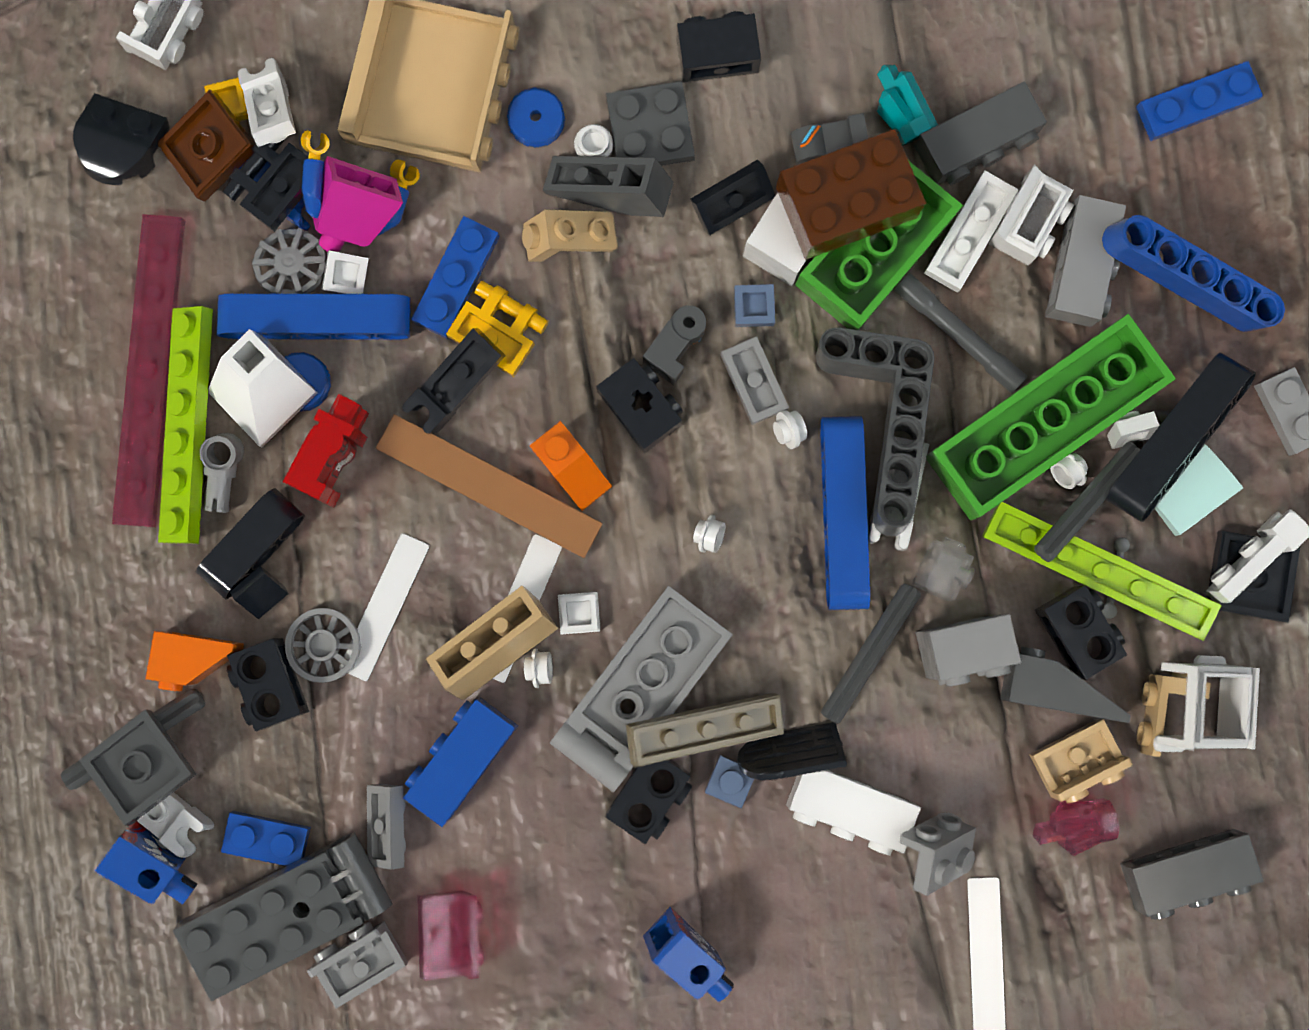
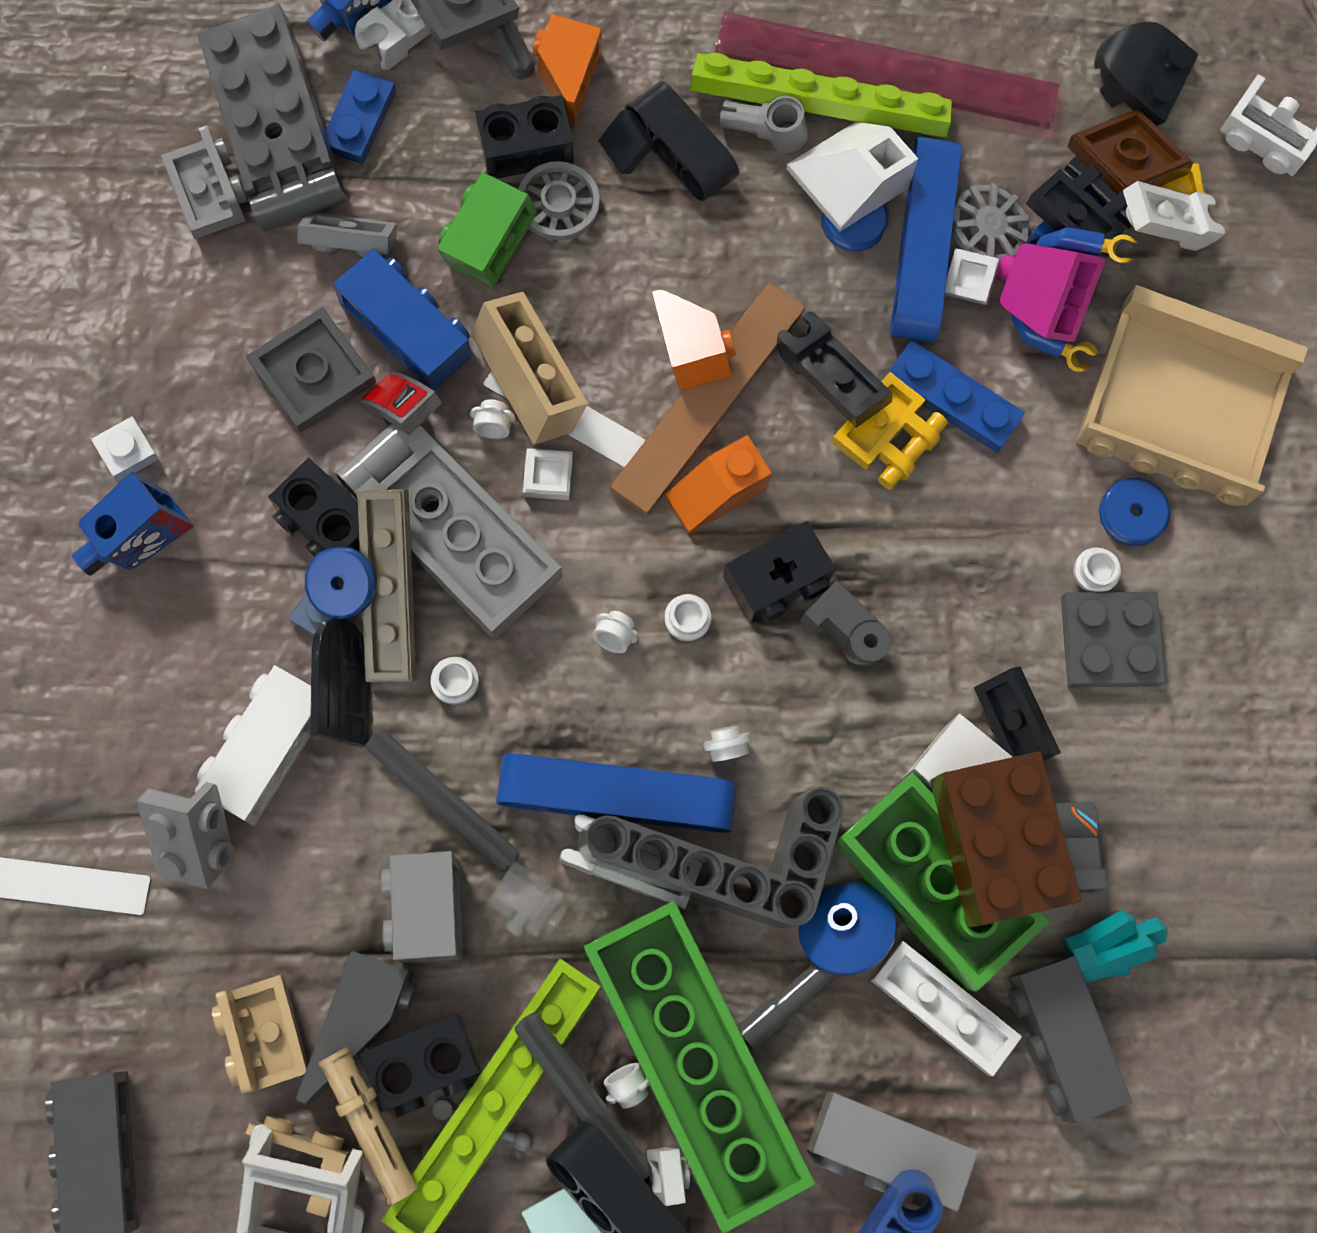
camera: 90 degrees right, 10 degrees down
(327, 450) = (770, 225): red hips -> none
(365, 703) = (486, 229): none -> bright green brick
(387, 603) = (594, 275): white sticker -> none
(446, 505) = (693, 341): none -> slope
(449, 935) = (214, 279): clear pink bracket -> none
(517, 833) = (311, 369): none -> dark grey plate
(540, 749) = (400, 401): none -> slope
(568, 231) = (993, 526): tan bracket -> none
(611, 183) = (1047, 581): dark grey slope -> none
(612, 980) = (124, 449): none -> white plate
(687, 476) = (687, 617): none -> white plate
(718, 46) = (1204, 730): black brick -> none
(721, 778) = (357, 577): none -> blue piece
(754, 305) = (882, 725): sand blue plate -> none
(754, 380) = (791, 711): light grey plate -> none
(771, 660) = (454, 680): none -> white plate
(935, 299) = (856, 945): none -> blue dish
(1032, 217) = (957, 1089): white window -> none
(1079, 825) = (183, 1017): clear pink rock -> none
(1127, 673) = (368, 1125): none -> tan pin

